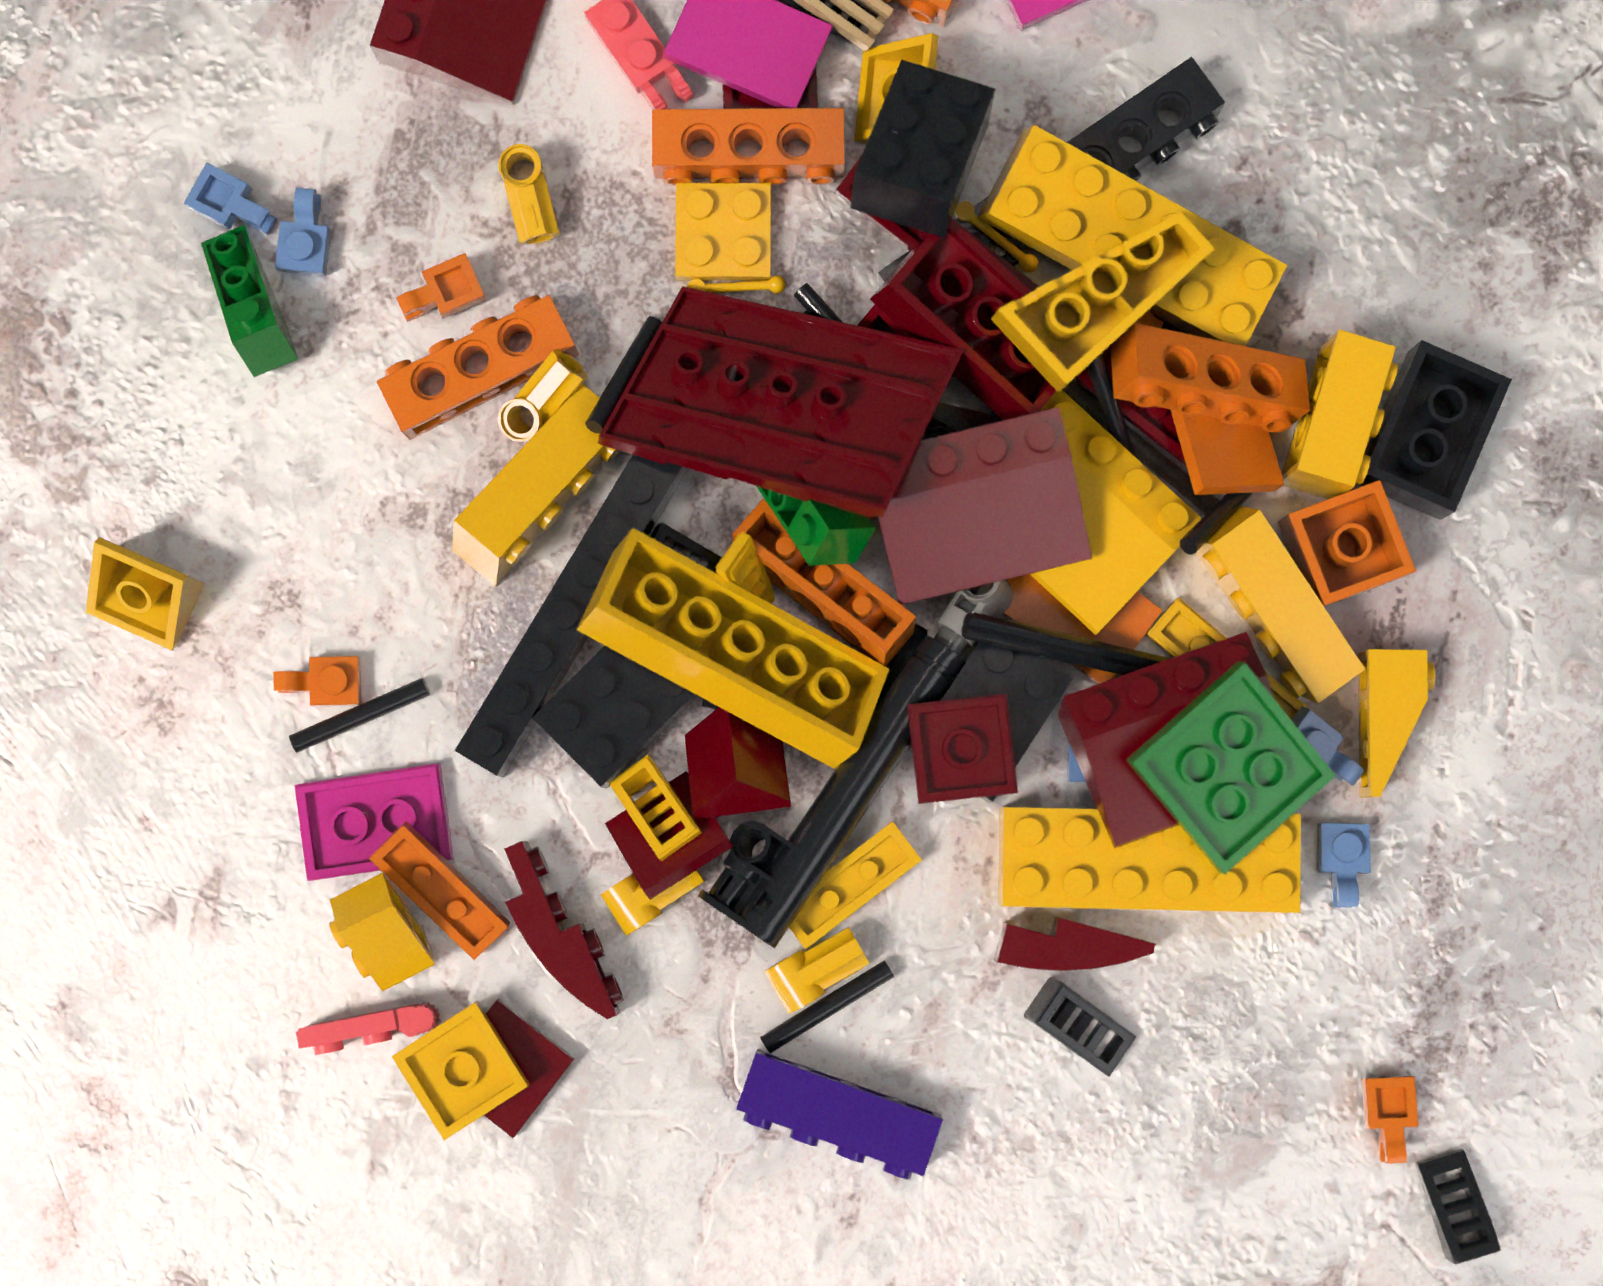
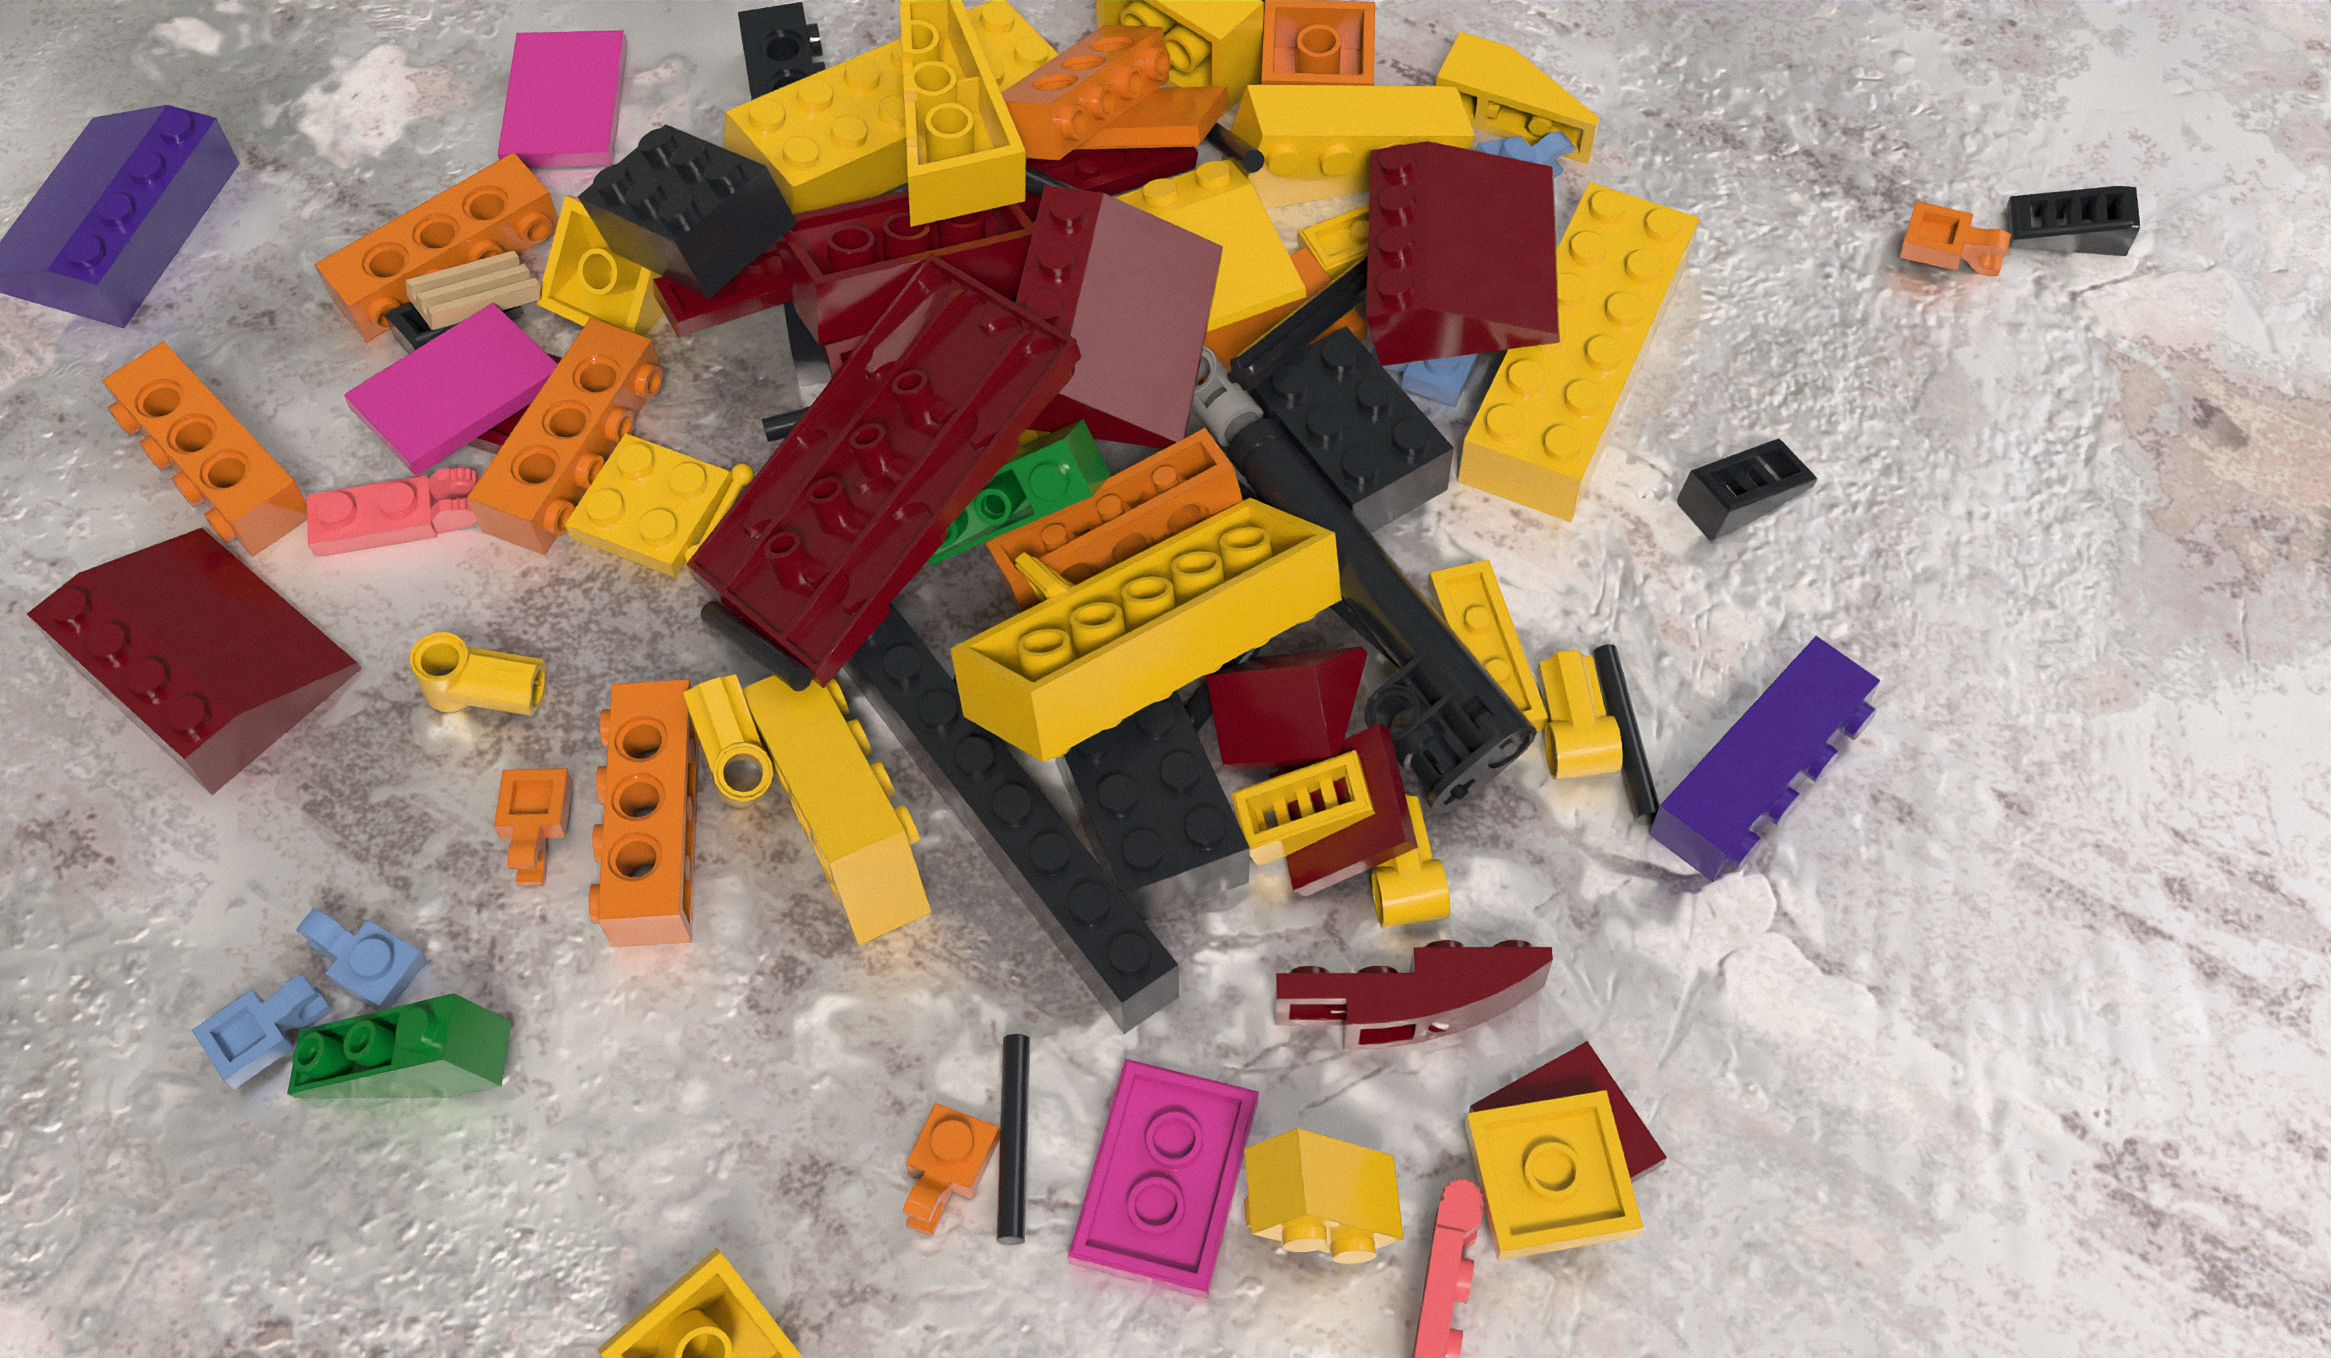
camera: 70 degrees left, 25 degrees down
(439, 890) = (1323, 1099): orange plate -> none
(962, 749) = (1380, 443): dark red tile -> none
(1068, 947) = (1646, 460): dark red slope -> none
(1231, 767) = (1517, 195): green plate -> none
(1344, 853) = (1657, 184): medium blue plate -> none

